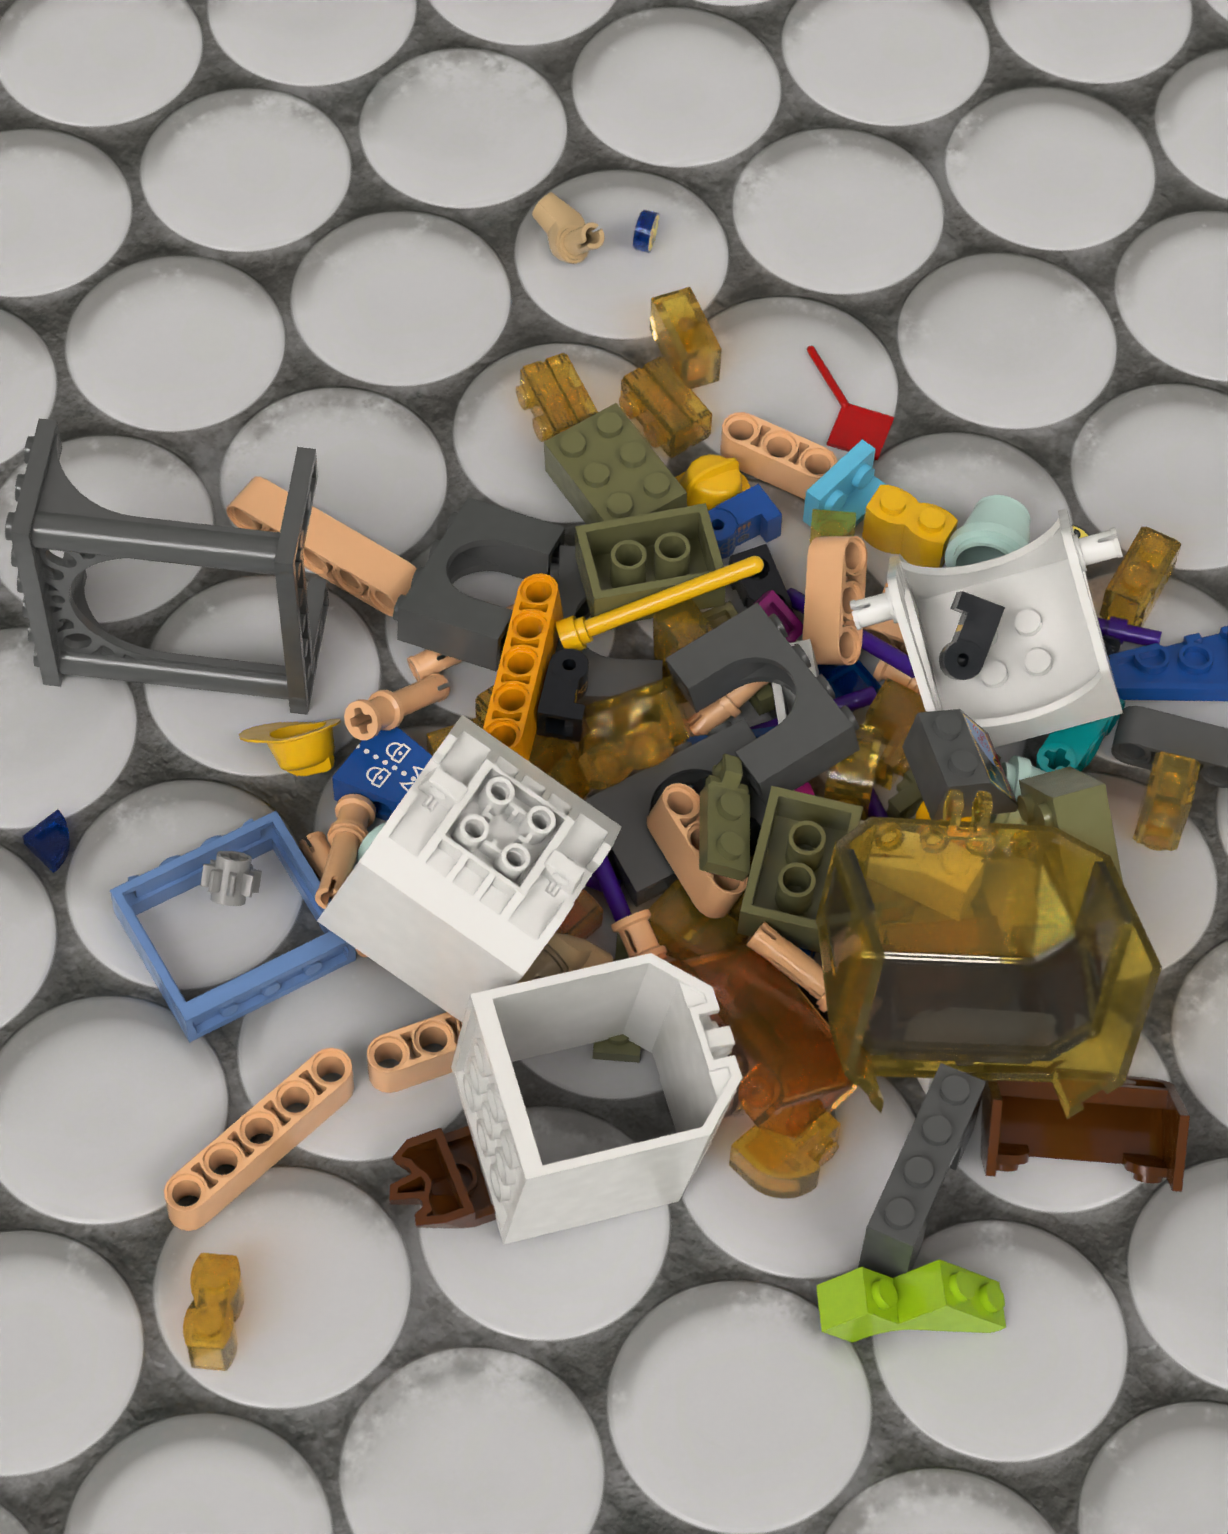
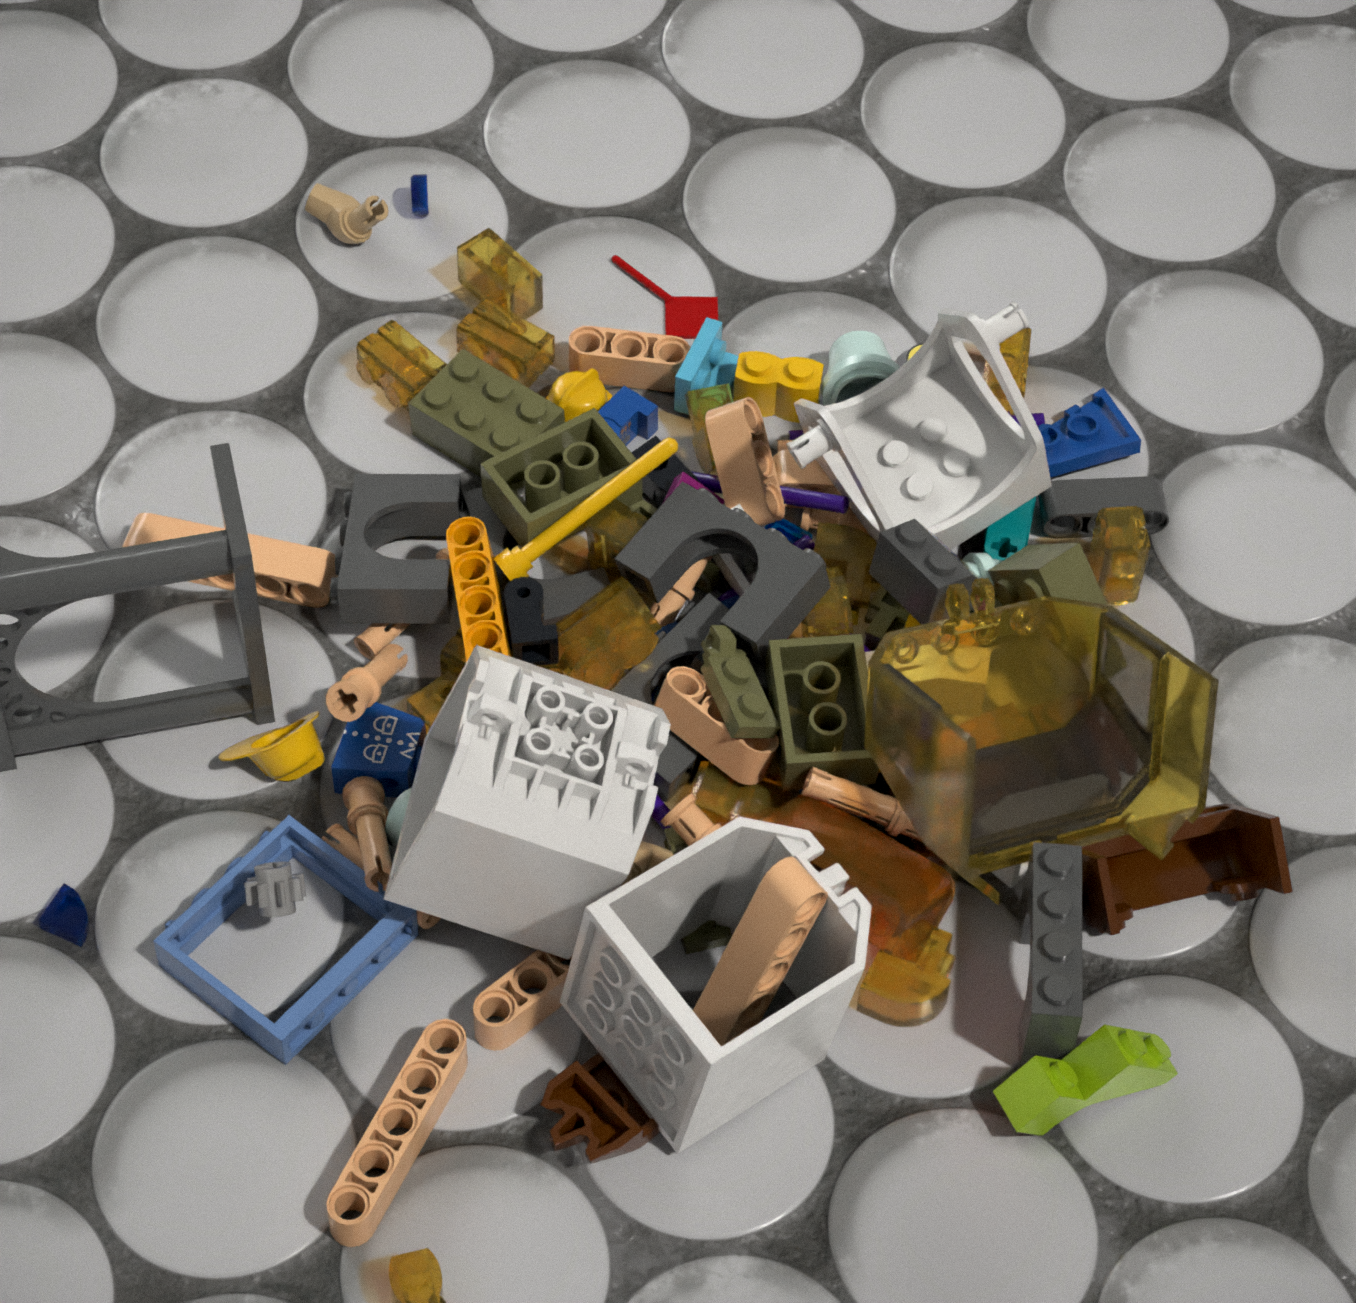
camera: 20 degrees left, 5 degrees down
(636, 1083) = (760, 950): none -> light nougat beam
(972, 638) = (891, 453): black leg -> none

